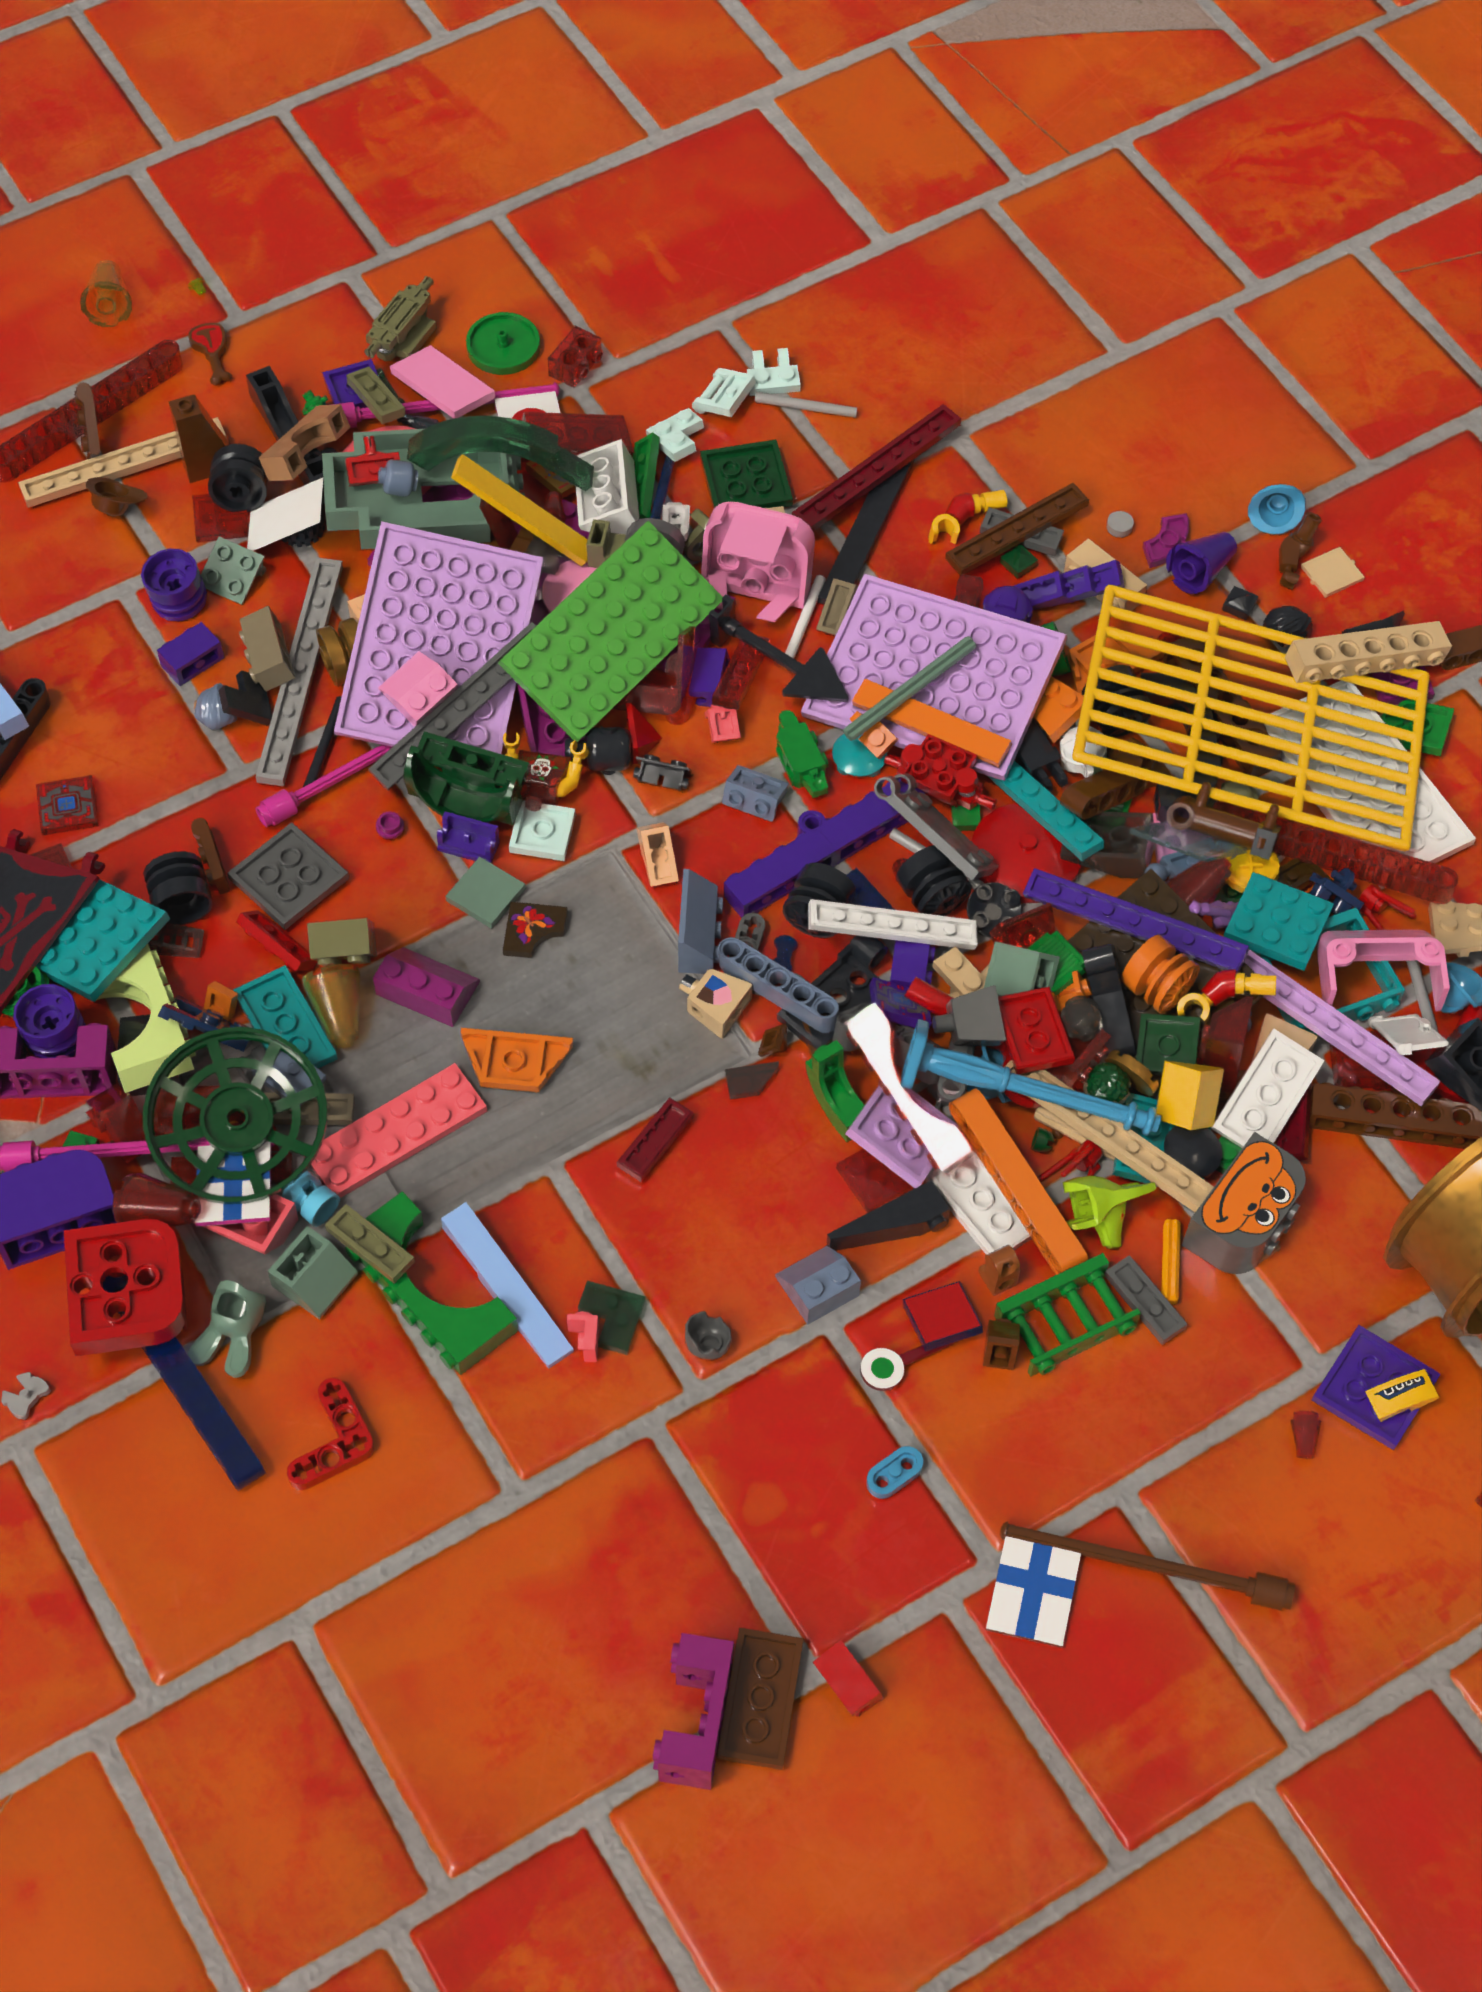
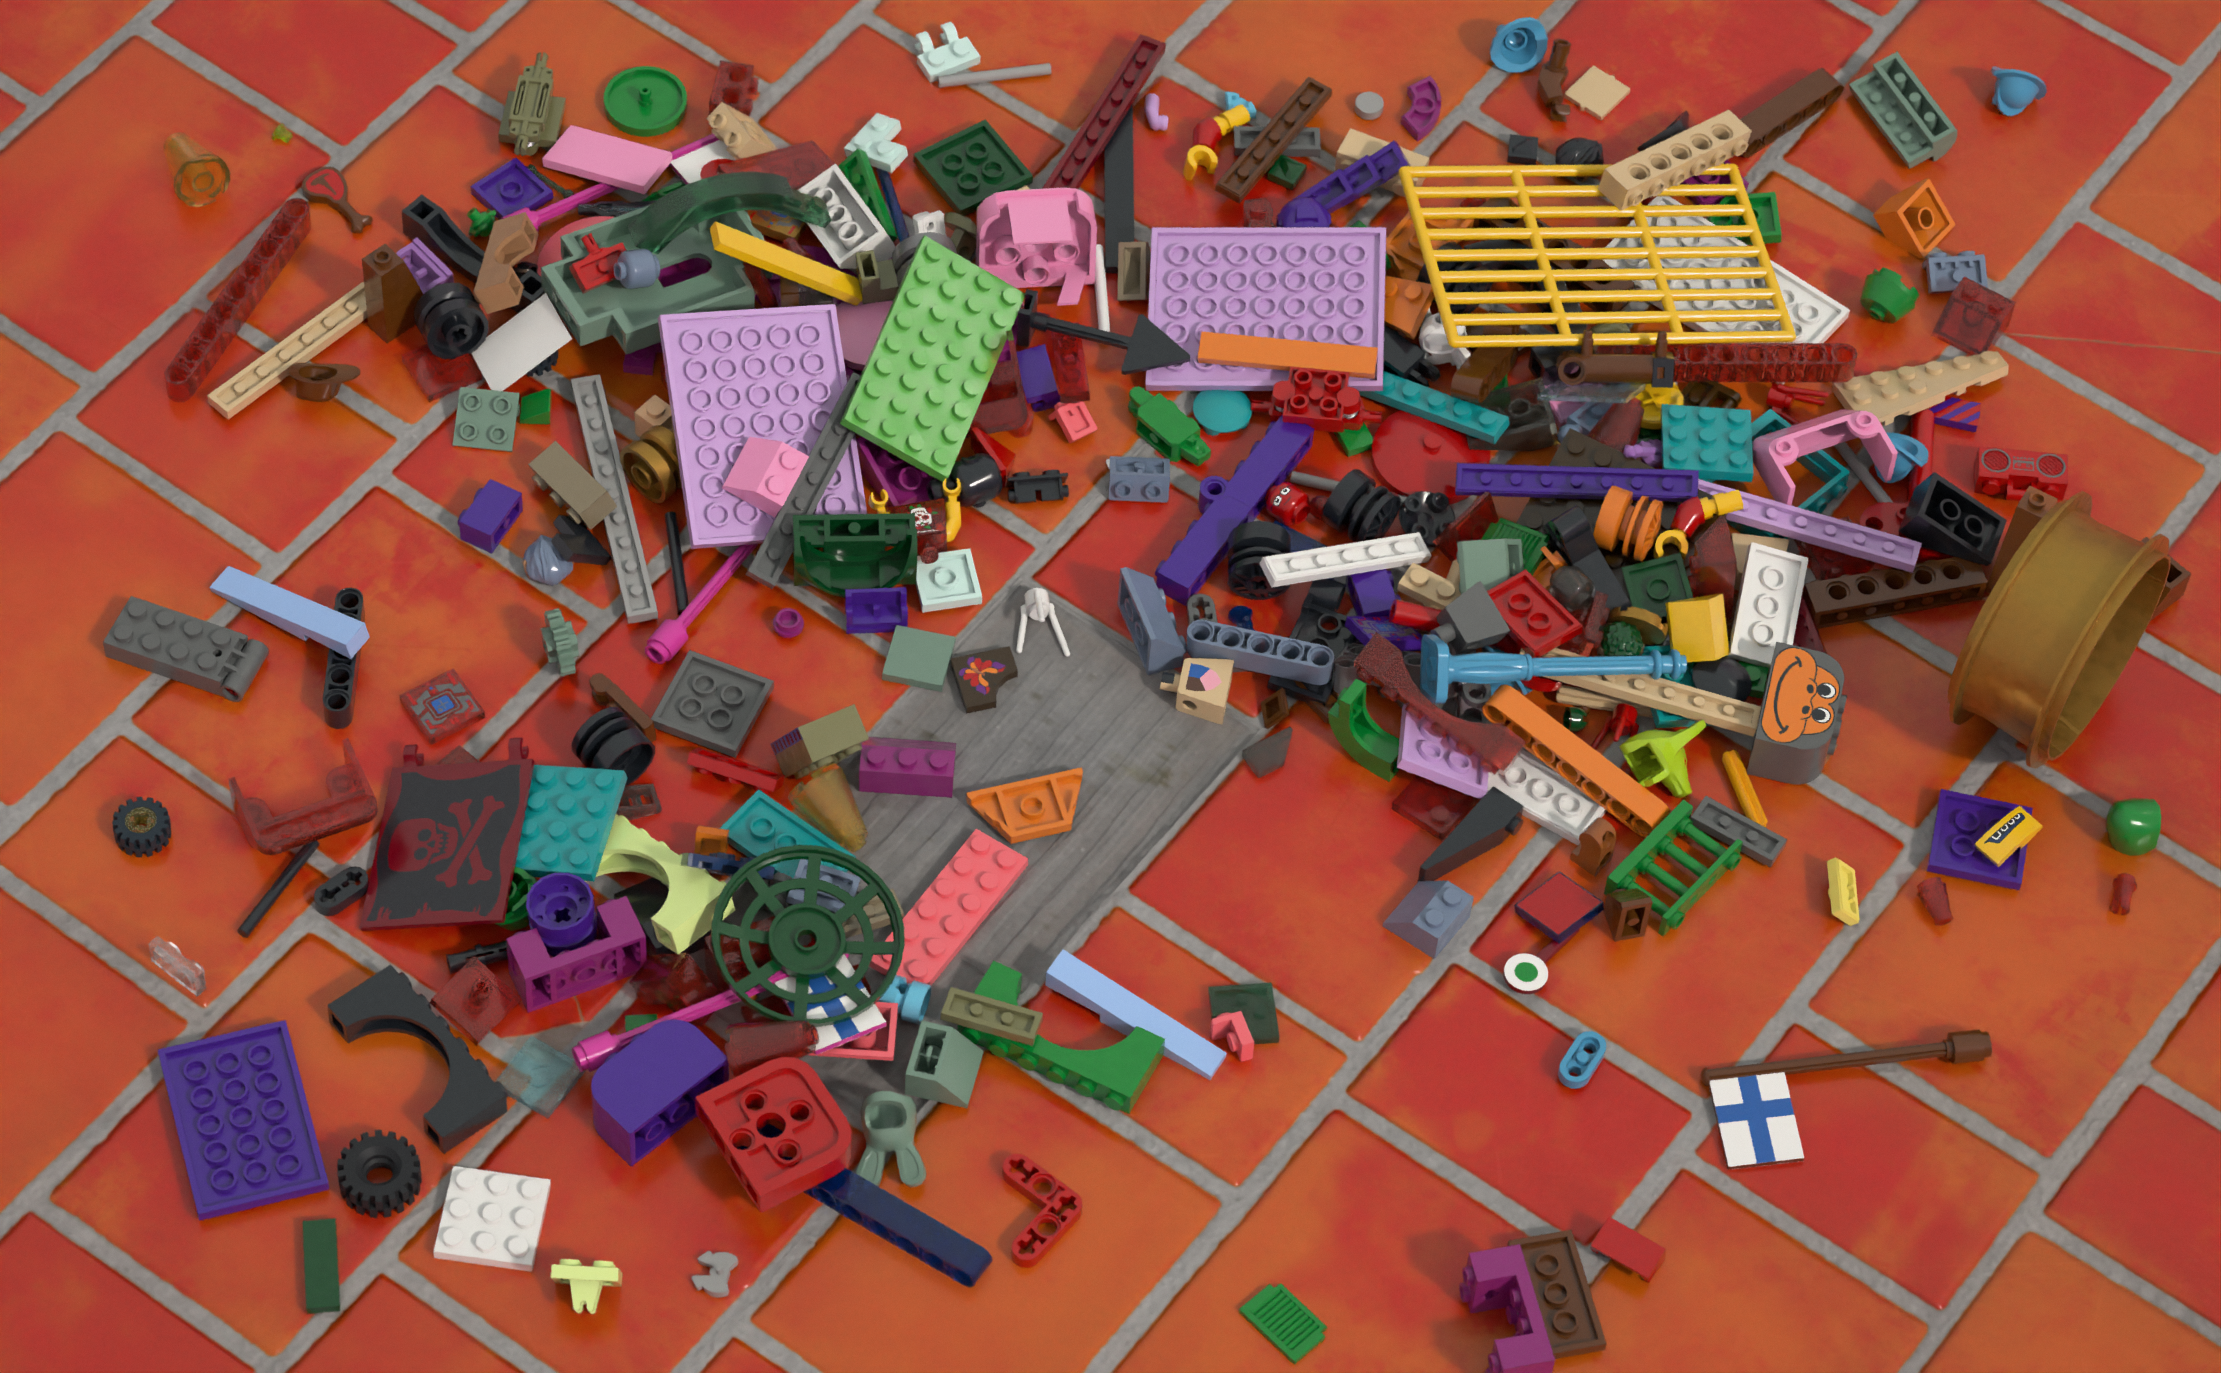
camera: 25 degrees left, 5 degrees down
(87, 419) = (255, 308): reddish brown hinge -> none
(174, 584) = (440, 450): dark purple wheel -> none
(182, 780) = (559, 642): none -> sand green gear
(245, 427) = (425, 266): none -> medium lavender hinge
(279, 574) = (536, 408): none -> green slope
(375, 395) = (547, 193): olive plate -> none
(500, 1628) = (1284, 1321): none -> green window
(560, 390) = (739, 132): none -> tan plate
(607, 880) = (1038, 607): none -> white plant
(655, 1139) = (1208, 836): dark red plate -> none
(657, 853) = (1074, 565): light nougat arch -> none
(707, 1336) = (1350, 998): dark grey hair -> none
(730, 395) = (914, 88): light aqua plate -> none
(873, 857) = (1287, 504): none -> red head
(877, 738) = (1236, 387): orange plate -> none
(909, 688) = (1254, 327): sand green axle -> none
(925, 473) = (1156, 121): none -> lavender arm
(936, 828) = (1317, 441): dark grey hinge -> none
(1003, 484) = (1232, 100): none -> medium azure tile
(1200, 561) = (1468, 120): dark purple cone -> none
(1218, 1393) = (1843, 891): none -> light yellow plate
(1342, 881) = (1745, 396): dark blue hips -> none
(1408, 1033) = (1870, 509): white door -> none

